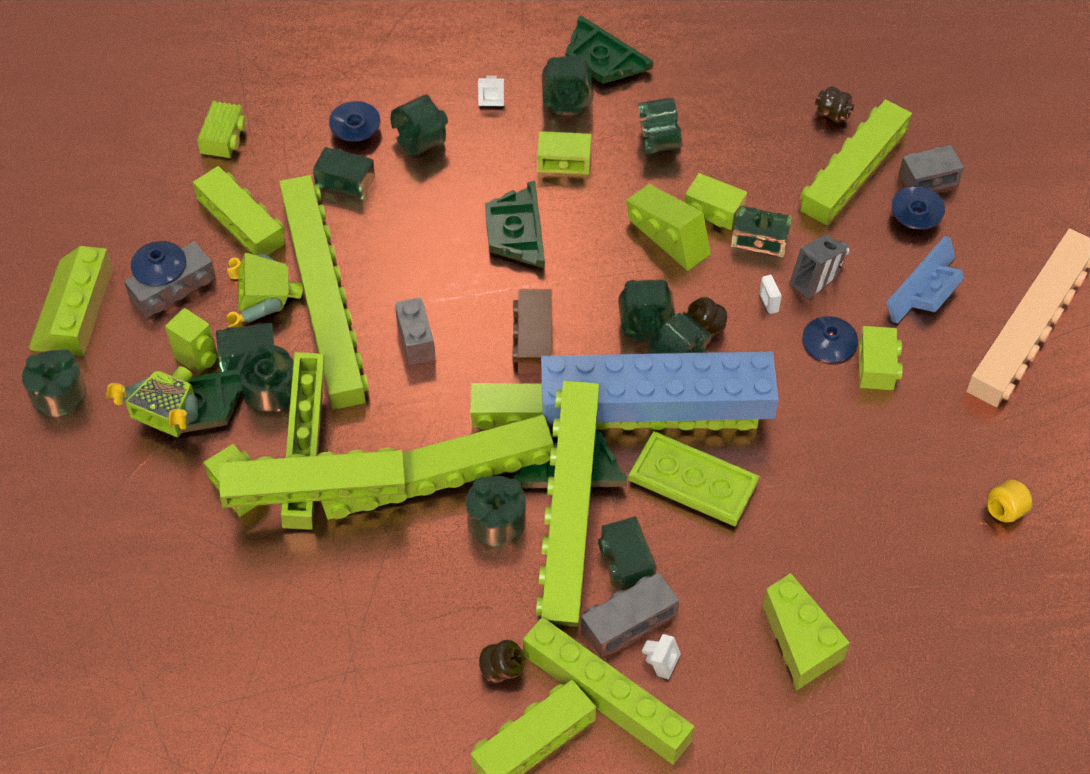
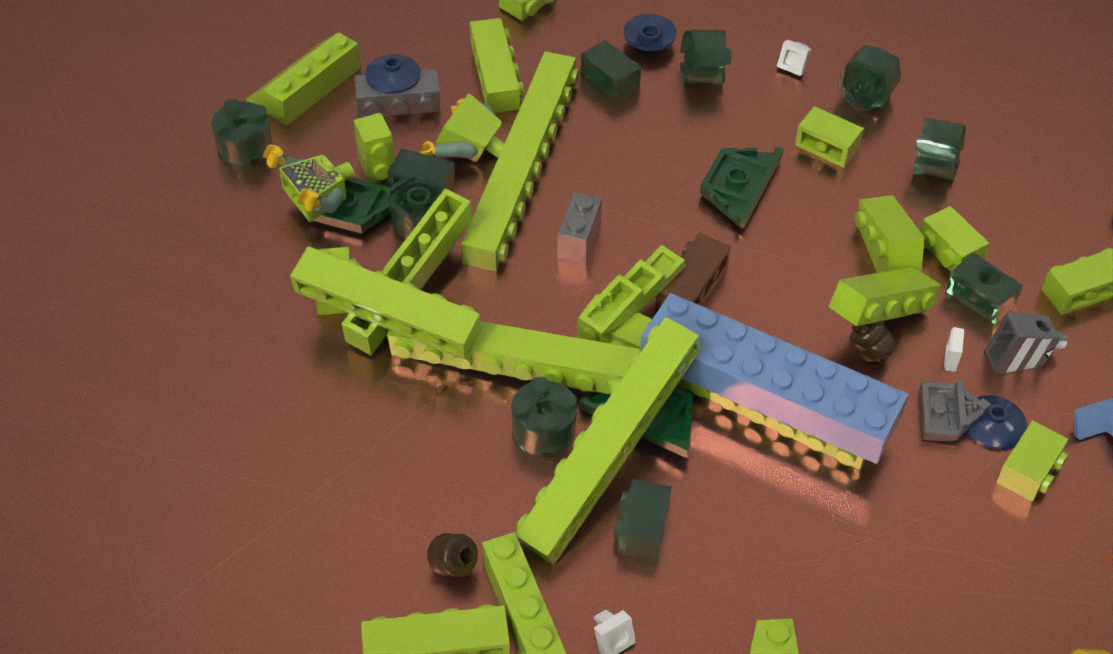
camera: 30 degrees right, 5 degrees down
(502, 367) = (633, 291): none -> lime slope
(604, 53) = (928, 69): dark green wing -> none
(629, 614) = (607, 577): flat silver brick -> none
(645, 308) = (807, 306): clear green brick -> none
(681, 335) = (830, 340): clear green brick -> none
(694, 478) = (760, 484): lime piece -> none
(700, 276) = (884, 296): none -> lime brick
(794, 346) = (948, 410): none -> flat silver slope

